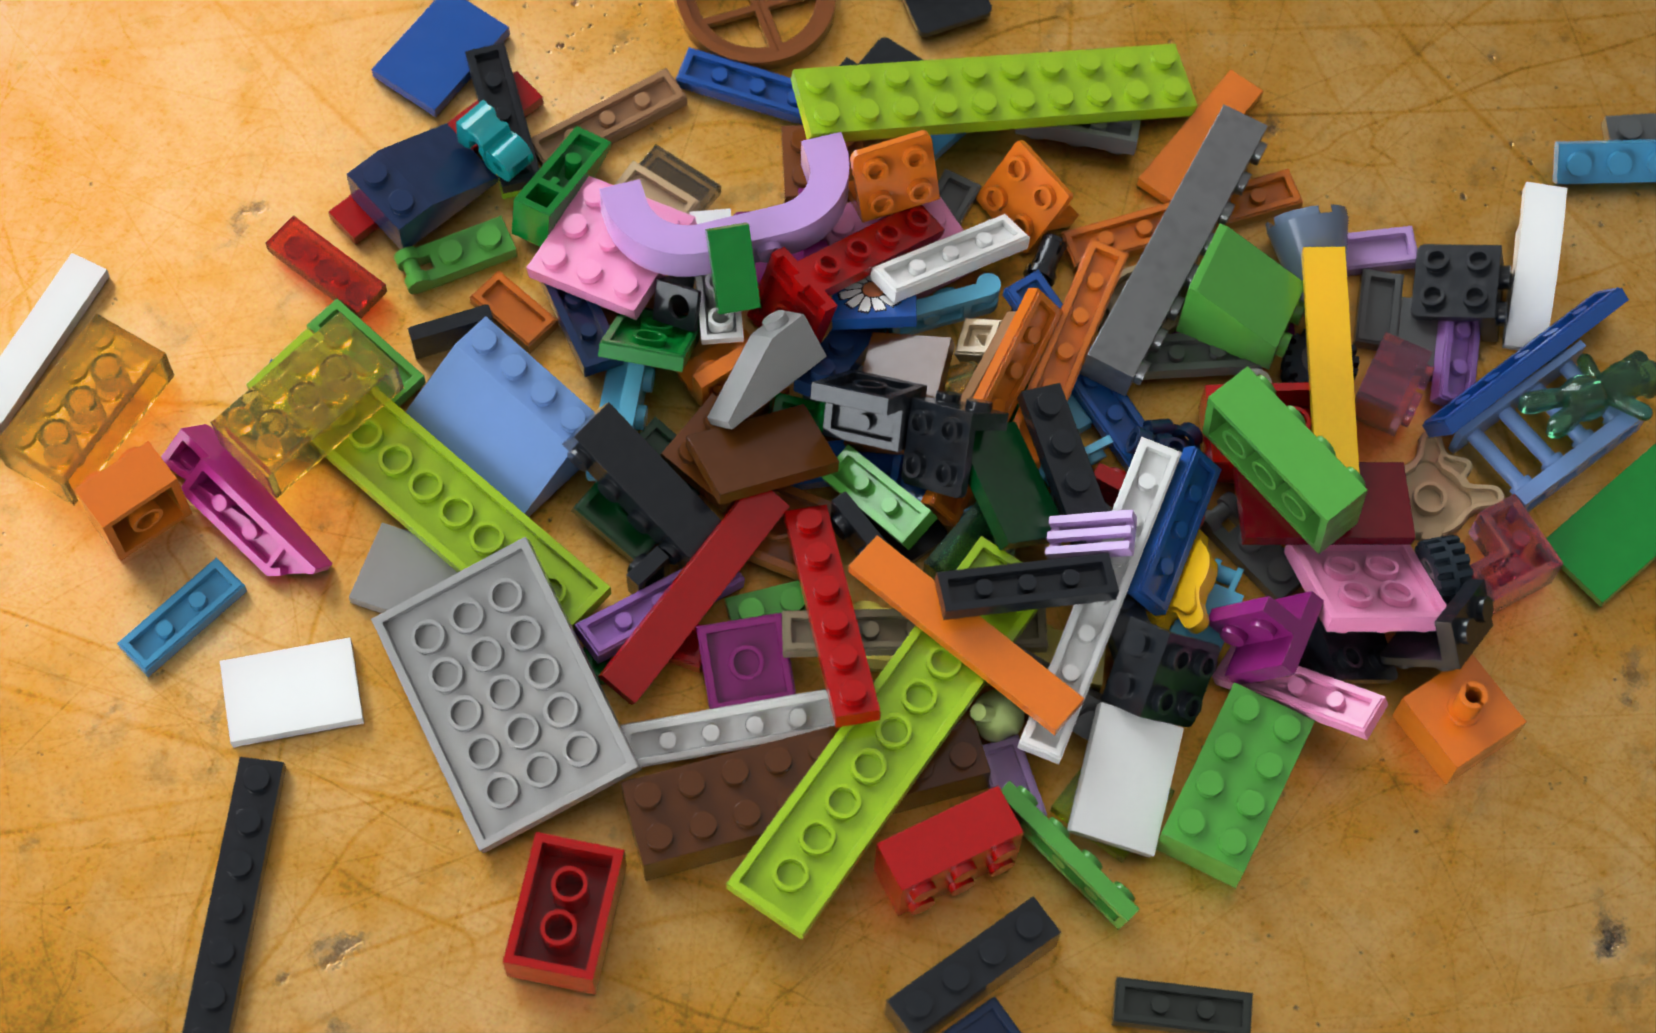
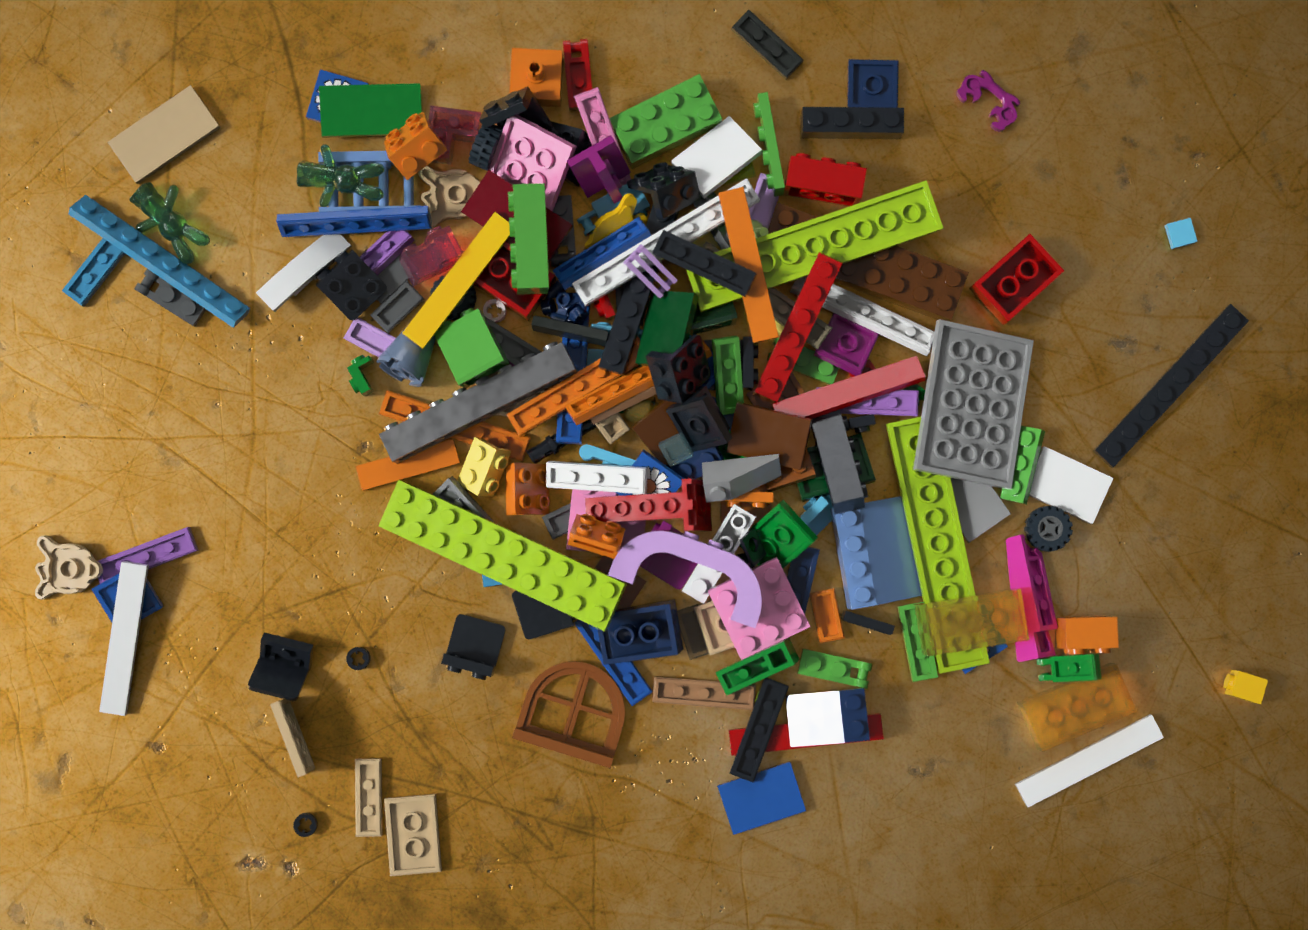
camera: 145 degrees left, 20 degrees up
(110, 437) = (1071, 668): none -> green hinge
(182, 617) = (1094, 562): dark azure tile -> none
(273, 599) = (1056, 524): none -> black wheel
(326, 266) = (905, 706): clear red plate -> none
(374, 674) = (1026, 461): none -> bright green plate
(499, 147) = (780, 708): teal leg -> none
(732, 268) = (719, 535): green tile -> none
(740, 128) = (642, 633): none -> dark blue slope
(874, 354) = (675, 449): none -> clear light blue tile
(1102, 187) = (483, 468): none -> light yellow bracket
(1136, 411) = (569, 330): none -> pearl dark grey tile
(1350, 190) = (359, 382): none -> green bracket
(1410, 771) = (577, 70): none -> red plate
(1539, 488) = (413, 145): none -> orange bracket

